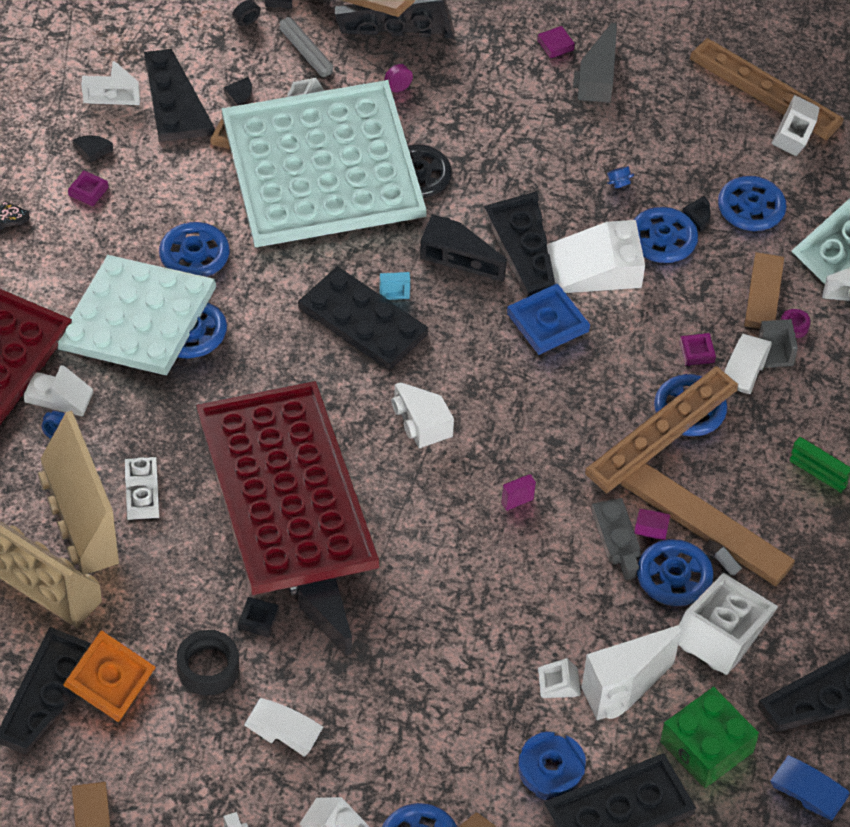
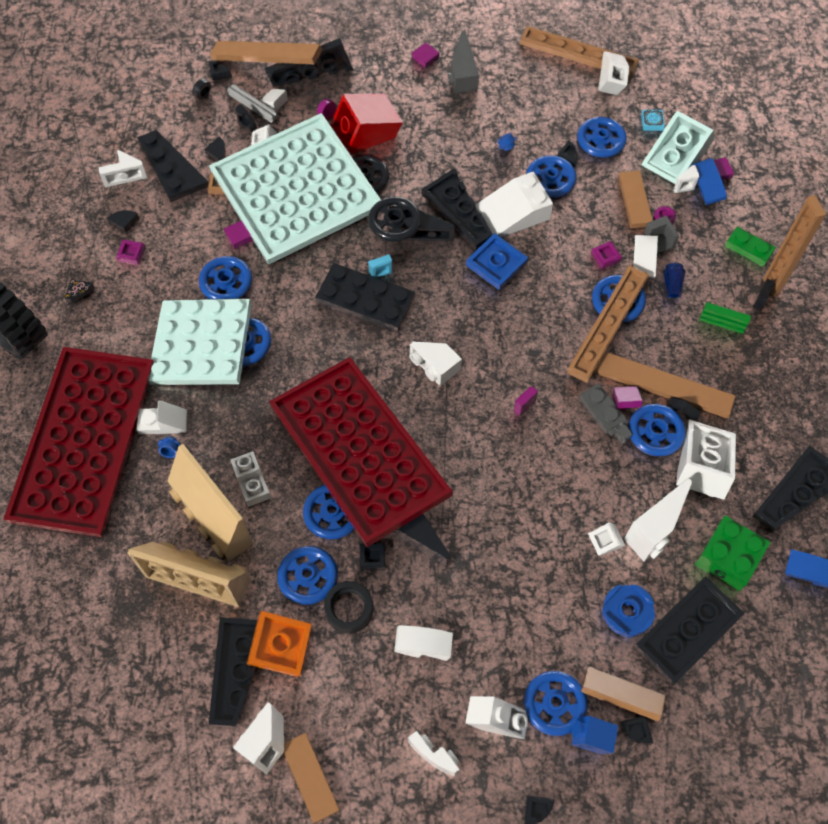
camera: 15 degrees left, 10 degrees up
(53, 771) = (264, 739): none -> white slope
(155, 596) = (315, 594): none -> blue plate
(201, 555) = (312, 519): none -> blue plate
(229, 202) = (238, 234): none -> magenta tile
(289, 63) = (245, 119): none -> black tile
(337, 49) = (275, 98): none -> white slope
(431, 230) = (396, 234): none -> black plate
(442, 105) = (365, 121): none -> red slope
(773, 401) = (674, 279): none -> clear blue cone
(829, 198) = (652, 120): none -> medium azure tile

